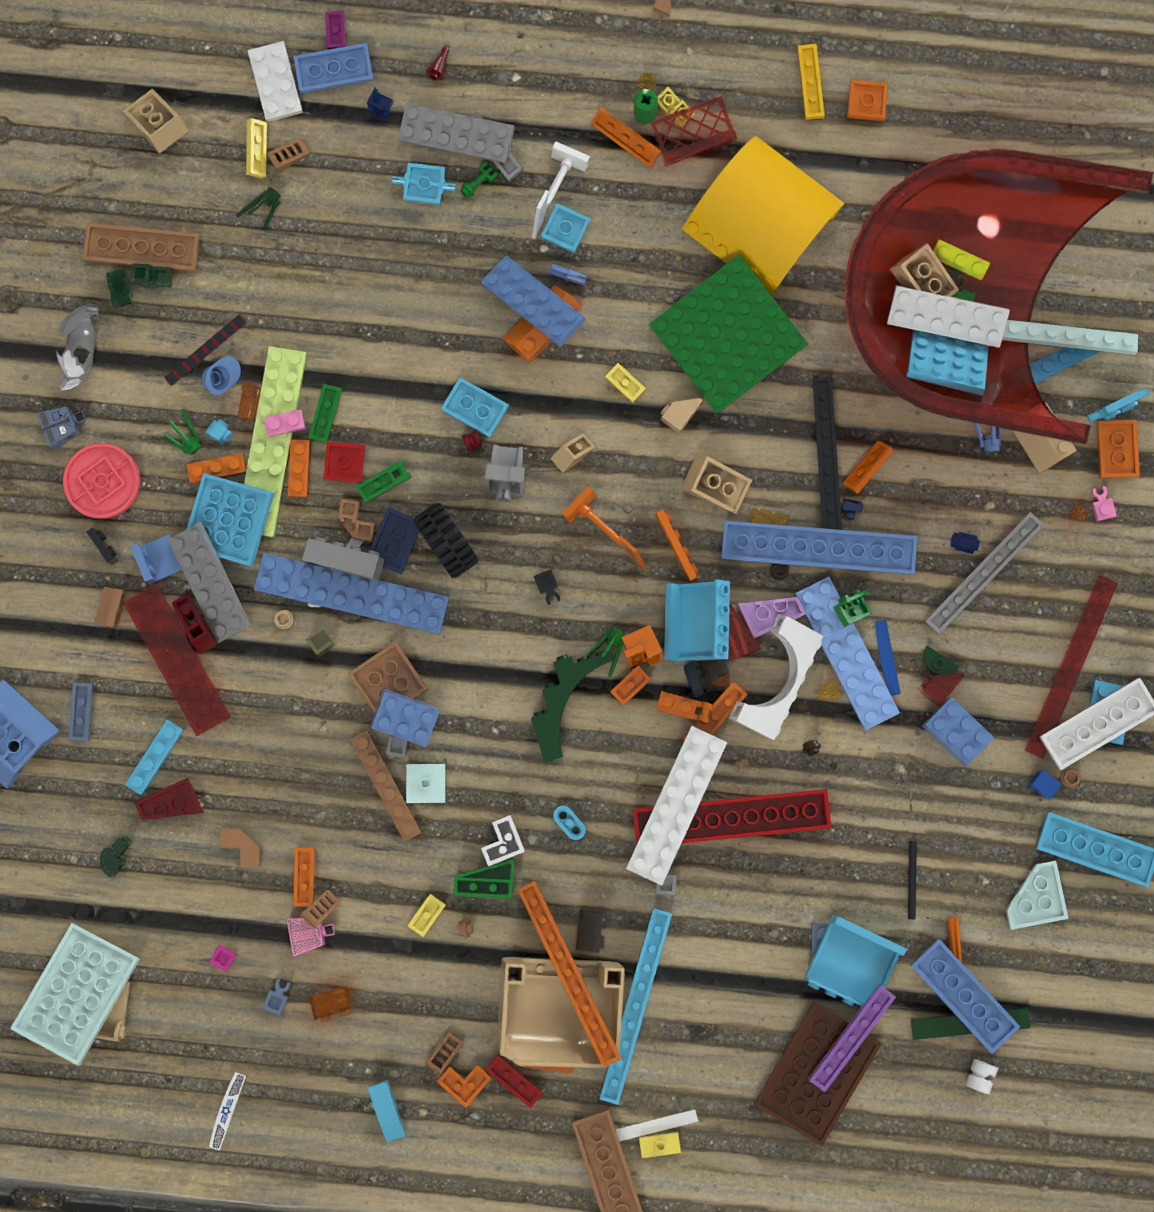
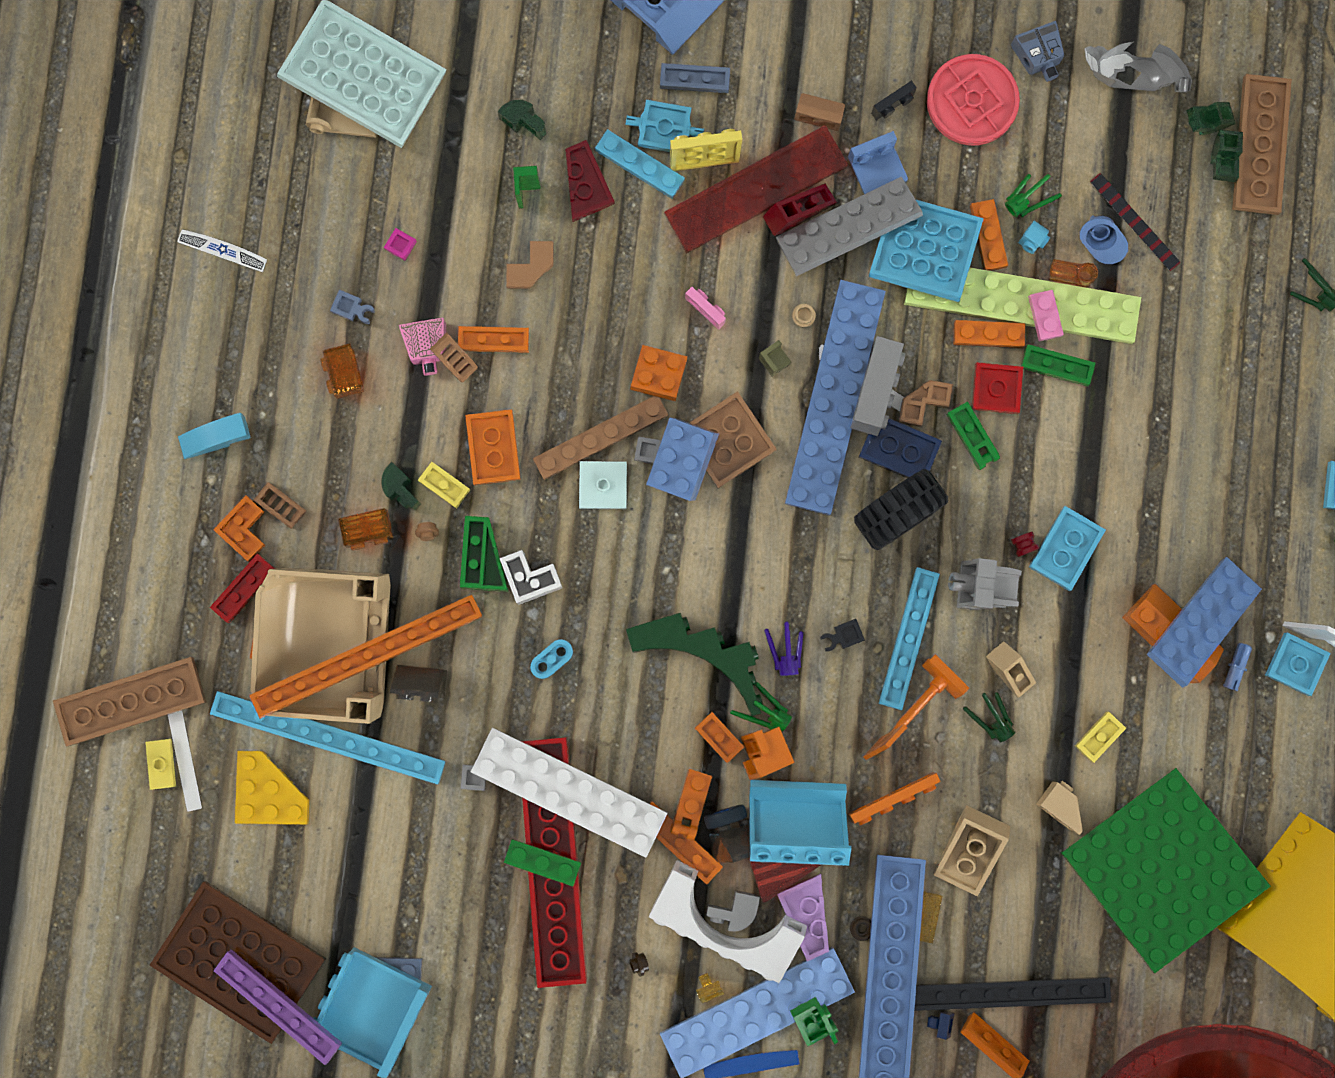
camera: 85 degrees right, 0 degrees up
(123, 736) = (661, 124): none -> medium azure plate
(145, 701) = (705, 150): none -> light yellow plate
(168, 852) = (525, 179): none -> green panel
(271, 706) = (711, 313): none -> bright pink plate
(332, 738) = (658, 373): none -> orange plate
(395, 875) = (493, 447): none -> orange plate
(426, 956) = (394, 484): none -> clear green brick
(463, 979) = (365, 529): none -> clear orange brick
(548, 533) = (909, 638): none -> medium azure tile
(570, 630) = (789, 664): none -> dark purple plant
(619, 460) = (1001, 727): none -> dark green plant
(682, 1055) = (266, 793): none -> yellow plate
(732, 825) = (542, 862): none -> green plate
(769, 666) = (741, 913): none -> light grey brick

